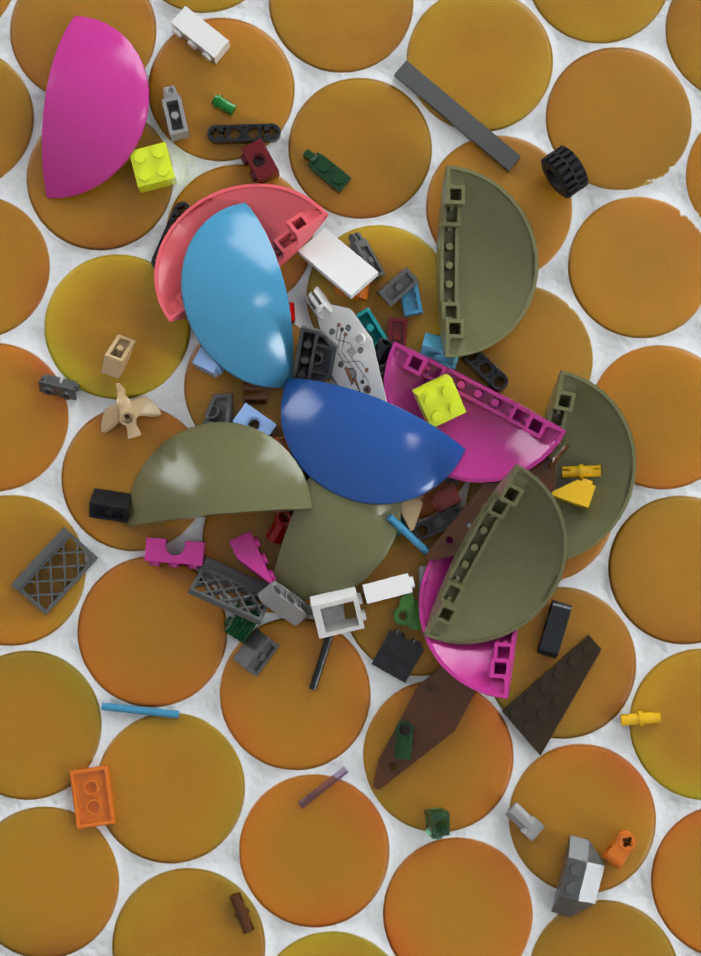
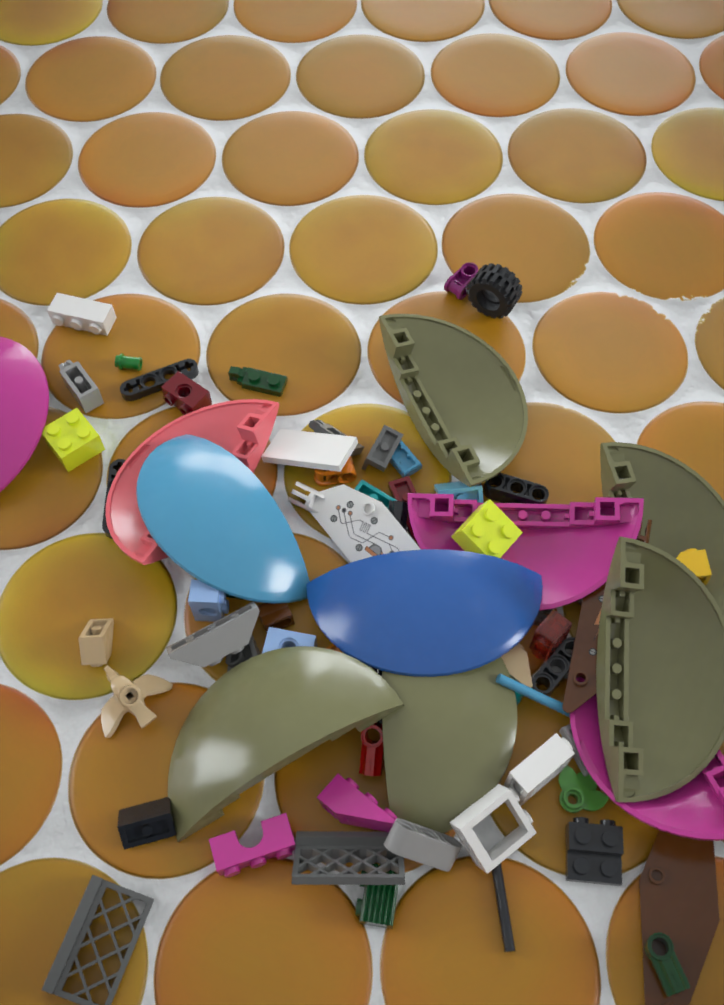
camera: 20 degrees left, 25 degrees down
(50, 385) = (27, 707): dark grey hinge -> none
(203, 395) = (217, 639): none -> light grey wedge
(256, 652) = (413, 933): dark grey panel -> none
(314, 355) = (325, 539): dark grey wedge -> none
(457, 116) = (366, 293): dark grey tile -> none
(543, 144) = (460, 279): none -> magenta piece
(581, 471) = (679, 545): yellow pin -> none

